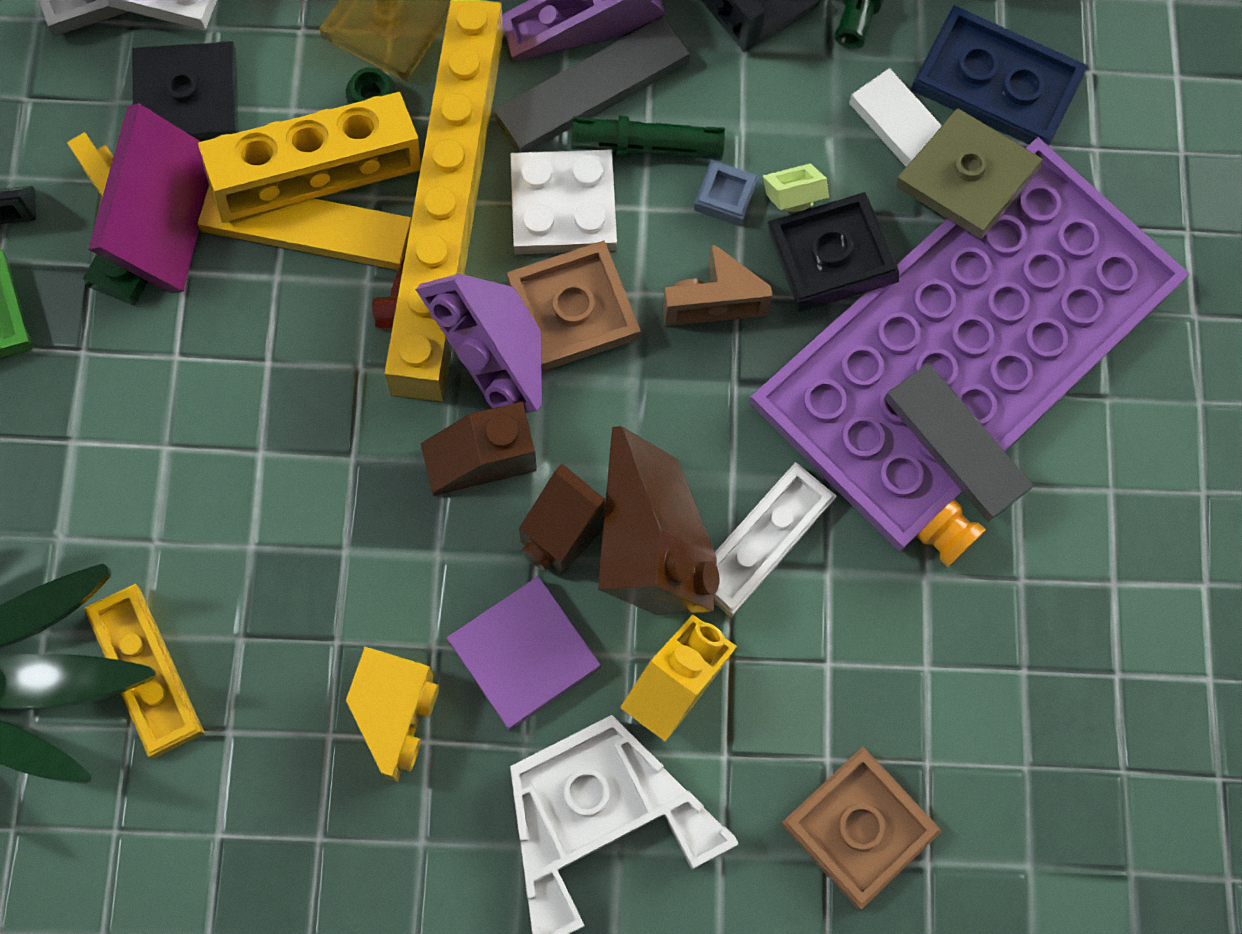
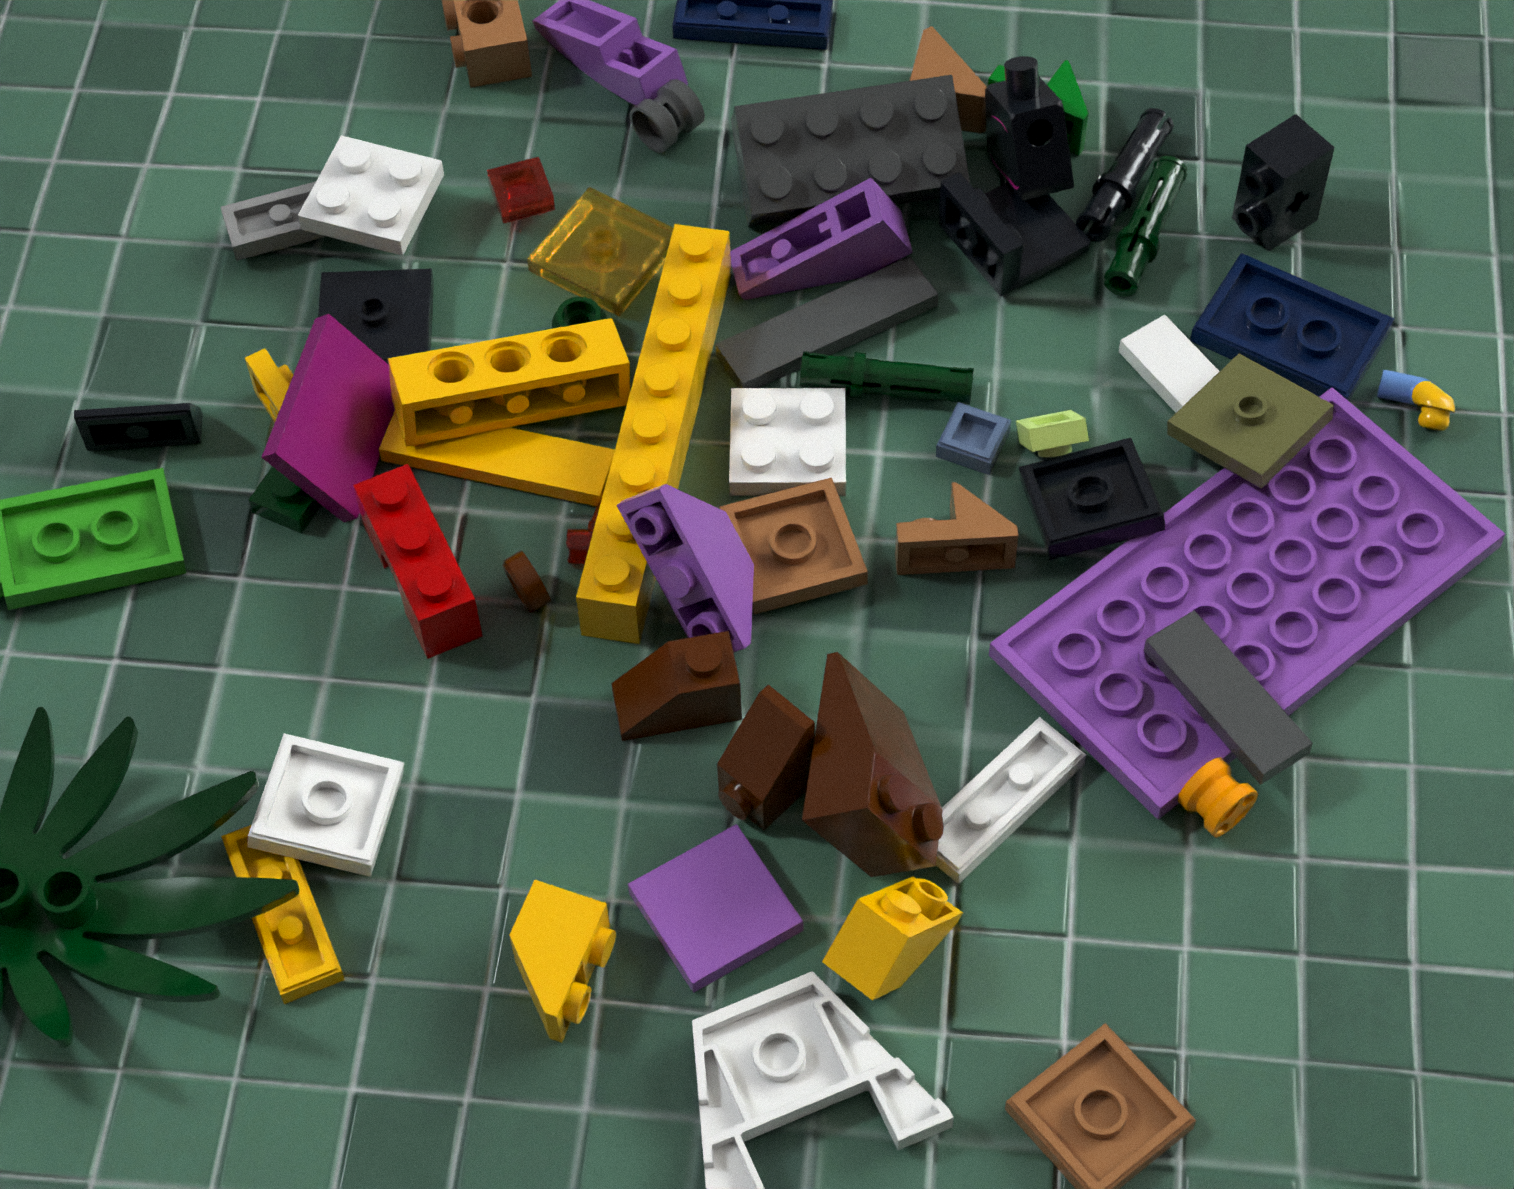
camera: 10 degrees right, 15 degrees down
(174, 574) = (326, 805): none -> white tile
(239, 335) = (420, 559): none -> red arch
(338, 351) = (526, 581): none -> reddish brown tile
(1112, 136) = (1421, 392): none -> arm

